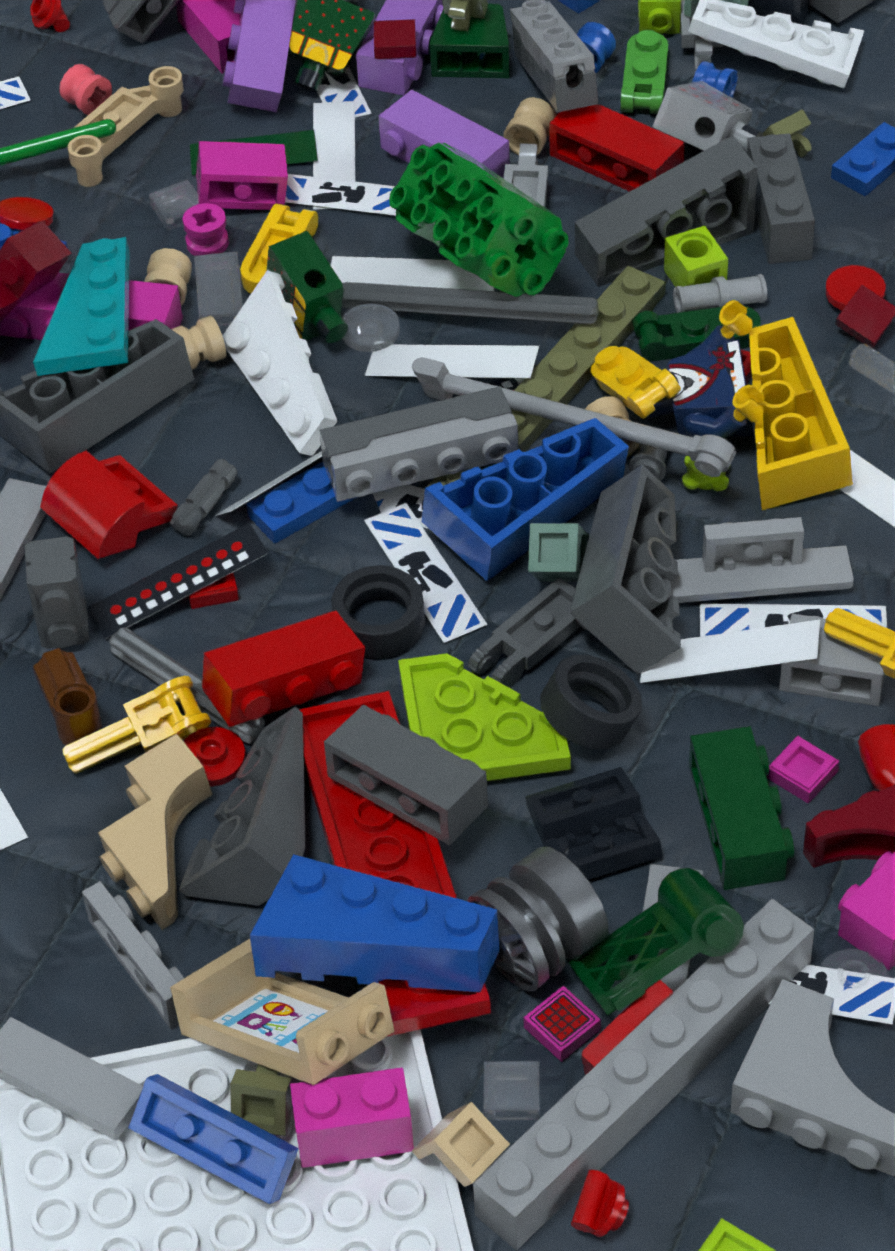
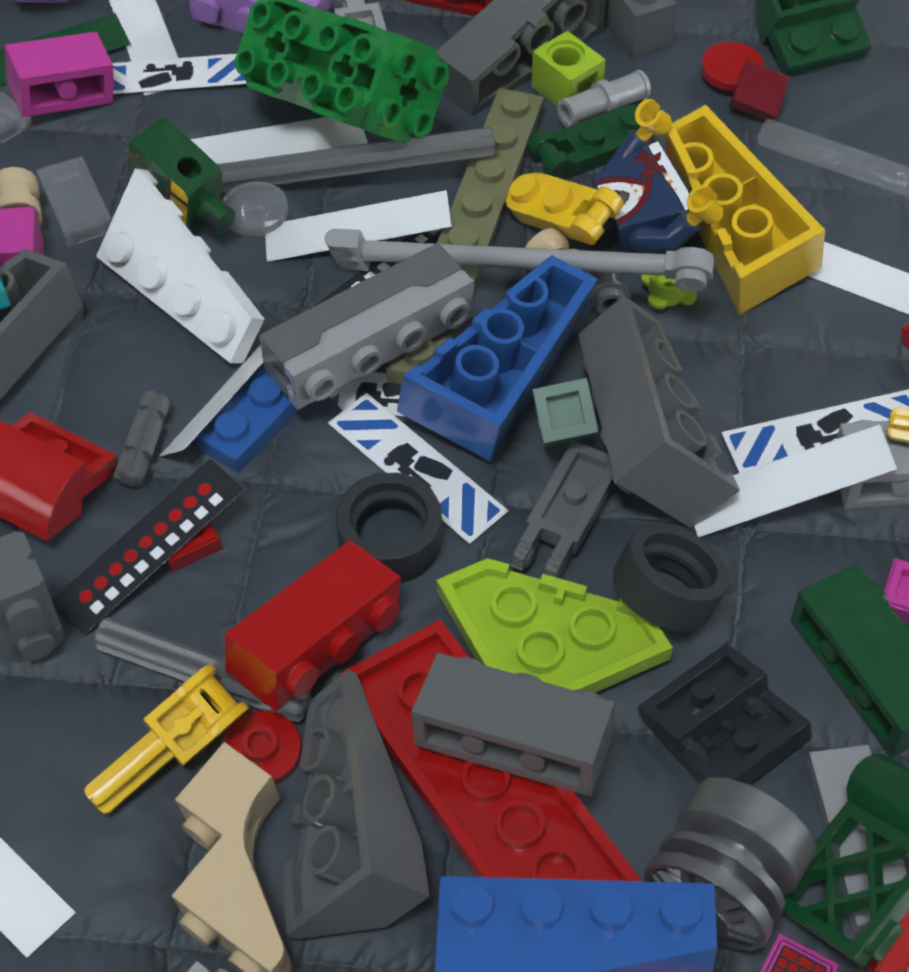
camera: 20 degrees left, 5 degrees up
(68, 695) = (69, 721): reddish brown piece -> none
(203, 341) = (83, 260): tan wheel -> none
(205, 229) = (38, 139): dark pink wheel -> none
(278, 226) = (119, 125): yellow plate -> none
(759, 561) = (774, 373): light grey bracket -> none

